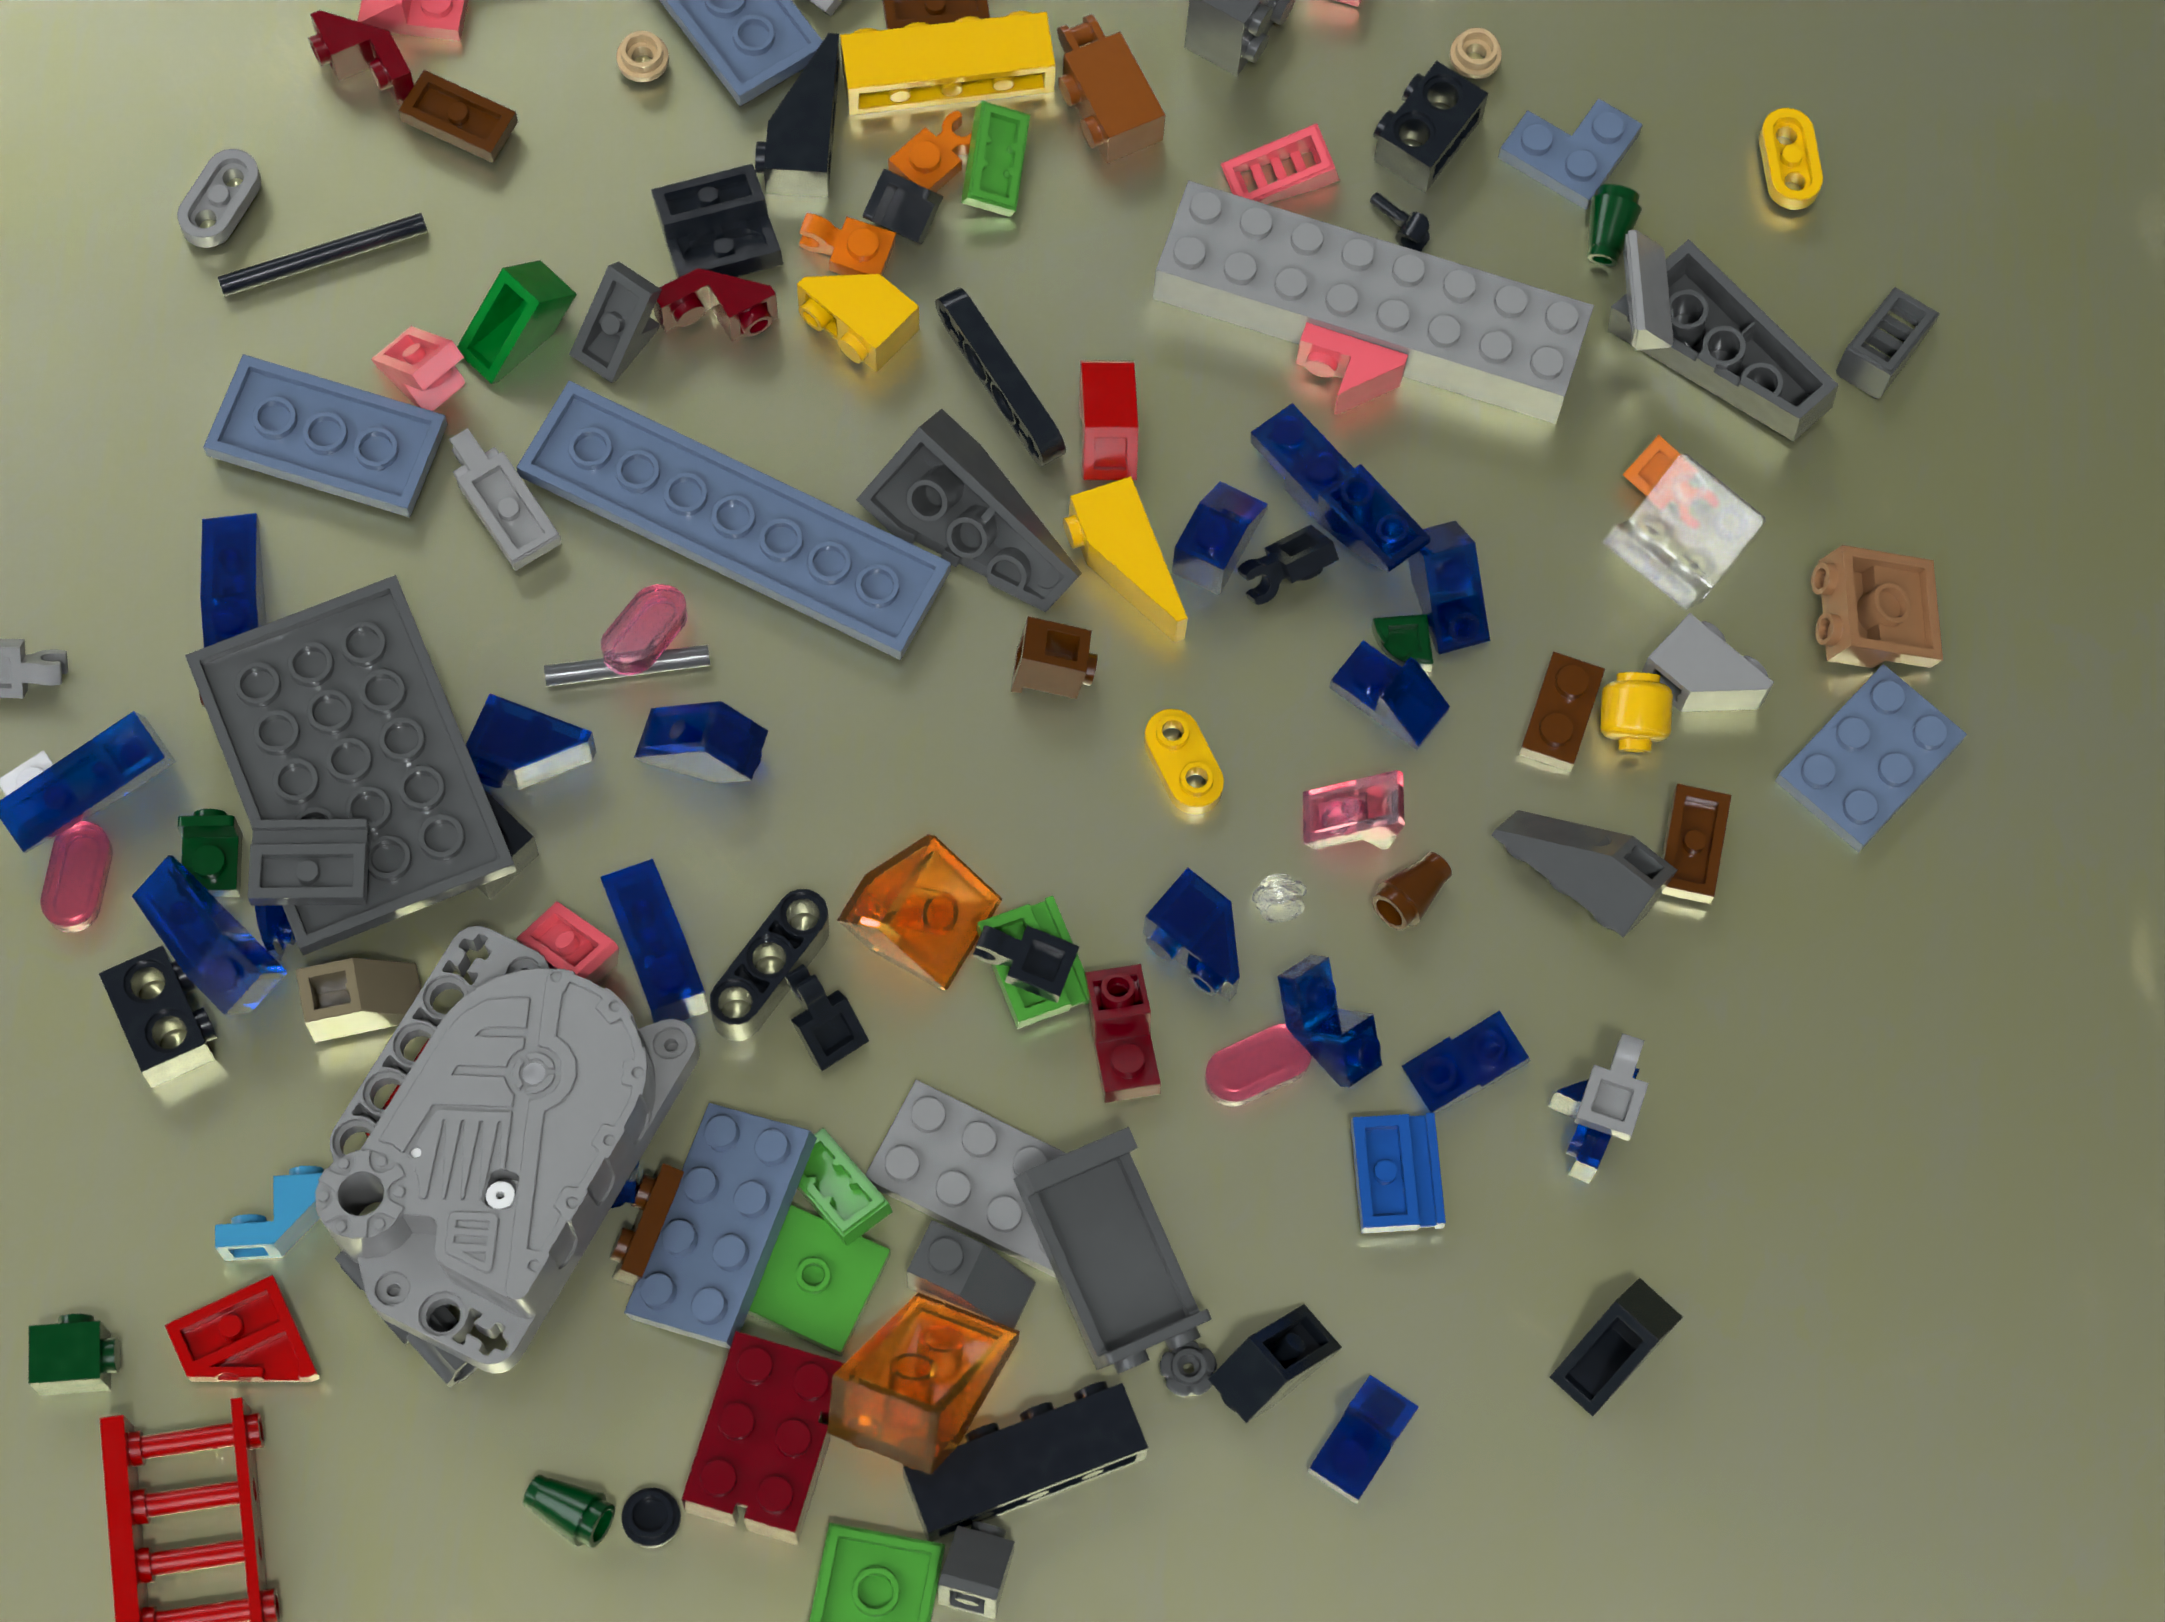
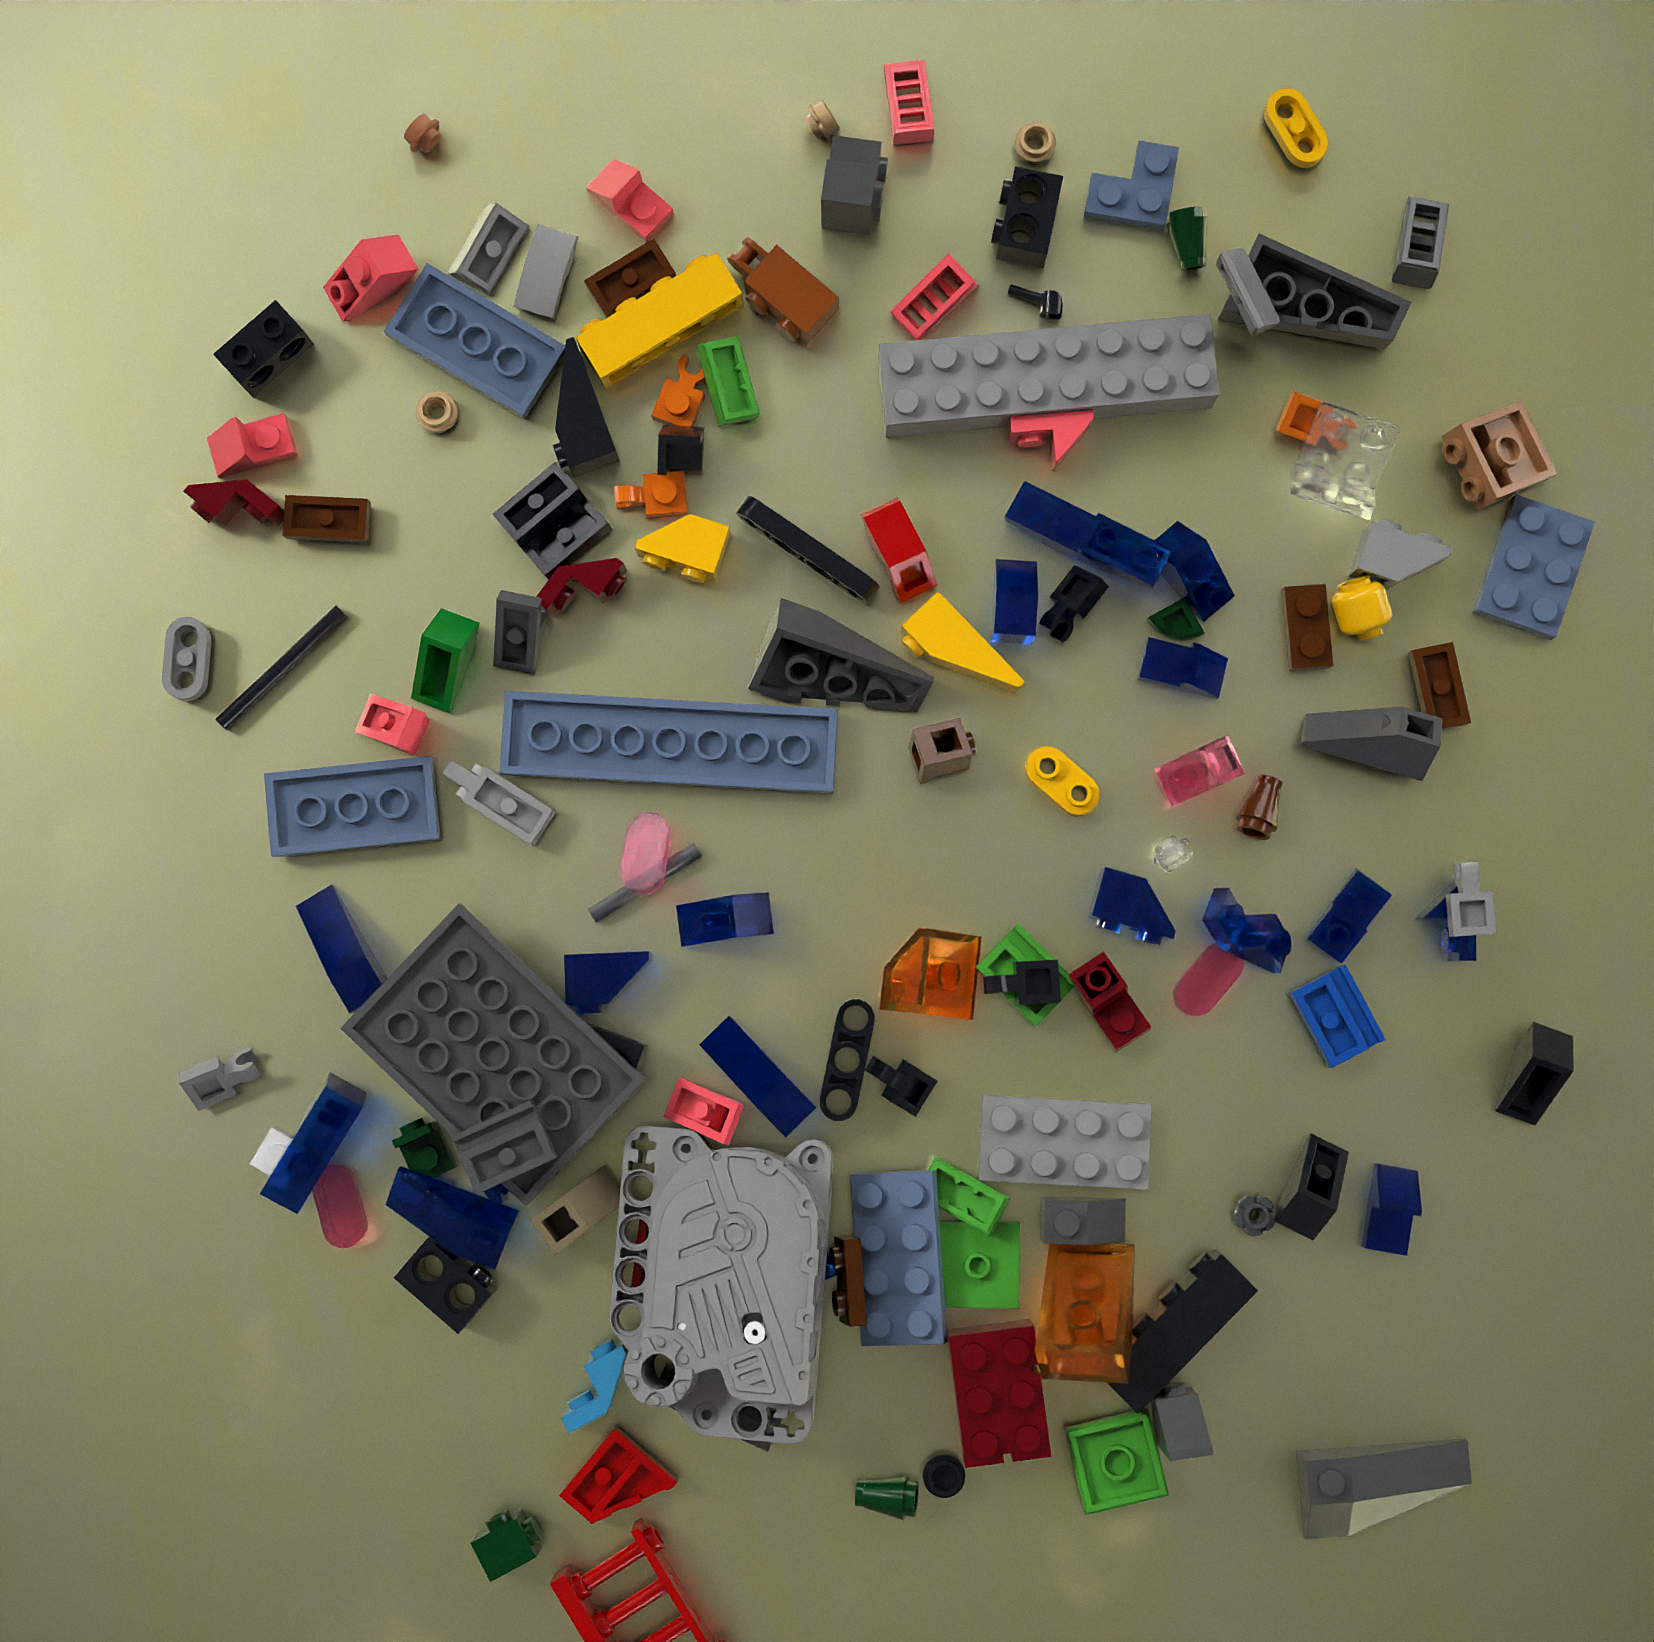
camera: 15 degrees left, 15 degrees up
(1110, 1252) = (1173, 1164): dark grey panel -> none

